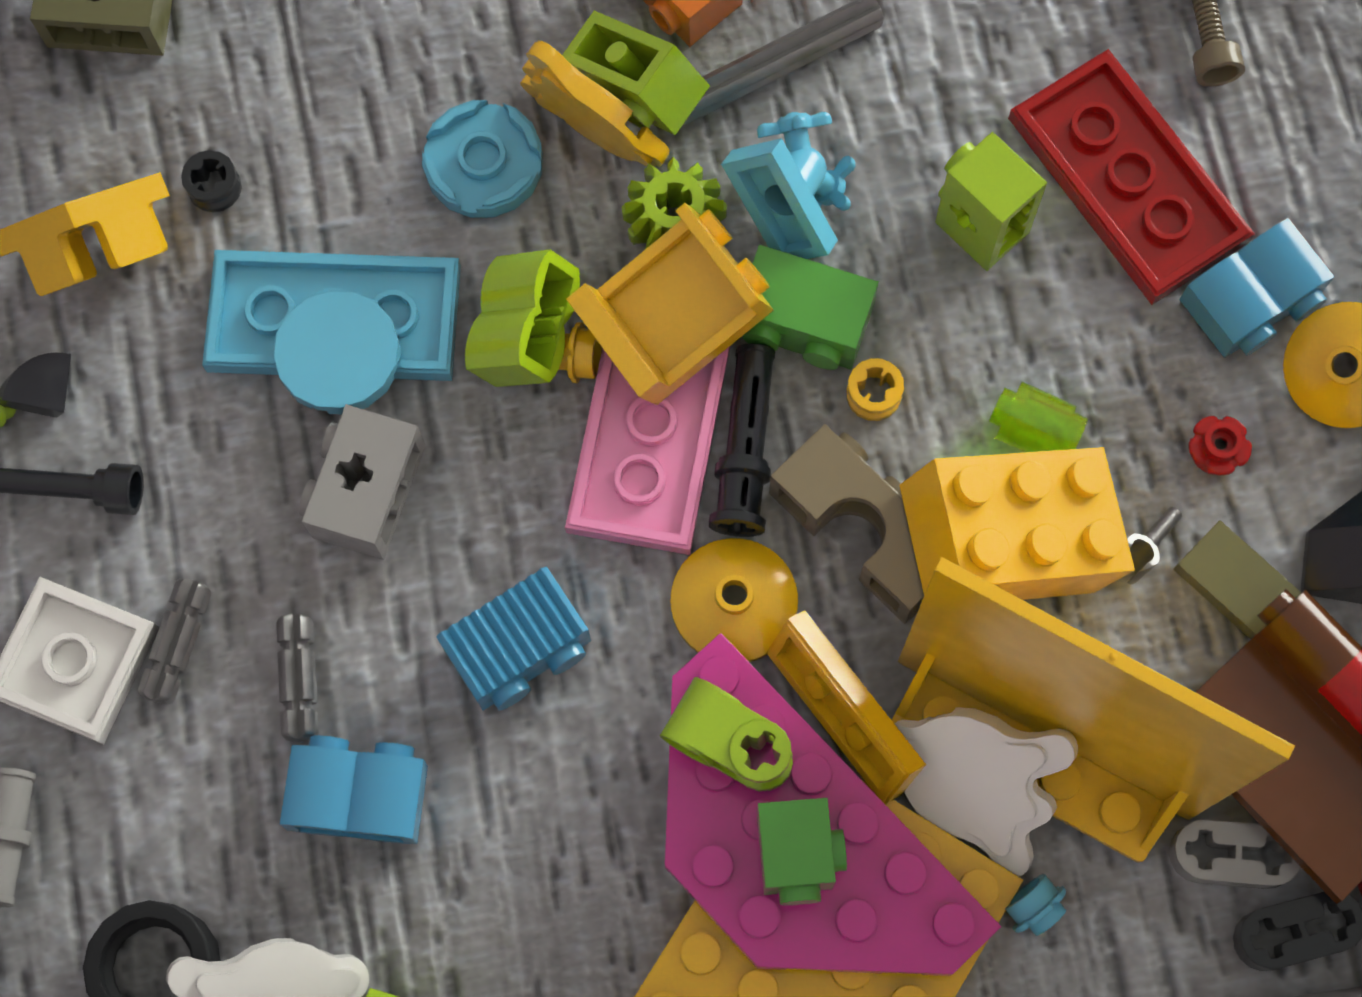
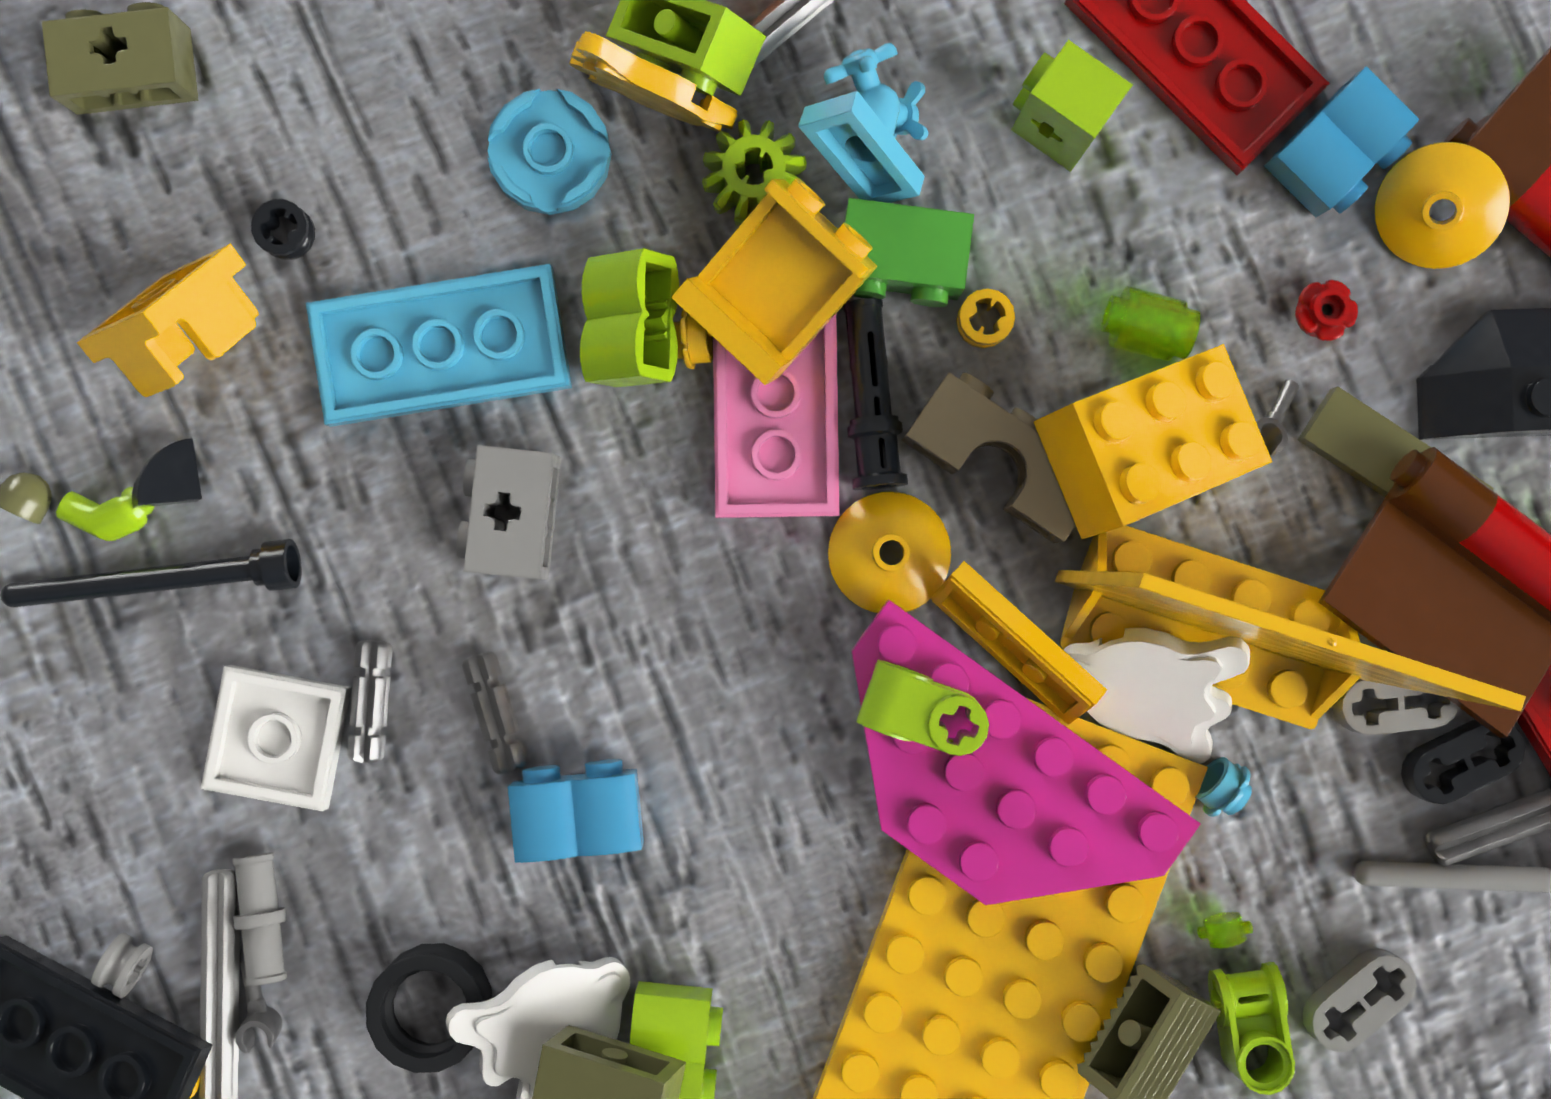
camera: 15 degrees left, 15 degrees up
(337, 351) = (454, 388): medium azure tile -> none
(516, 640) = (693, 639): dark azure brick -> none
(799, 850) = (1009, 804): bright green brick -> none

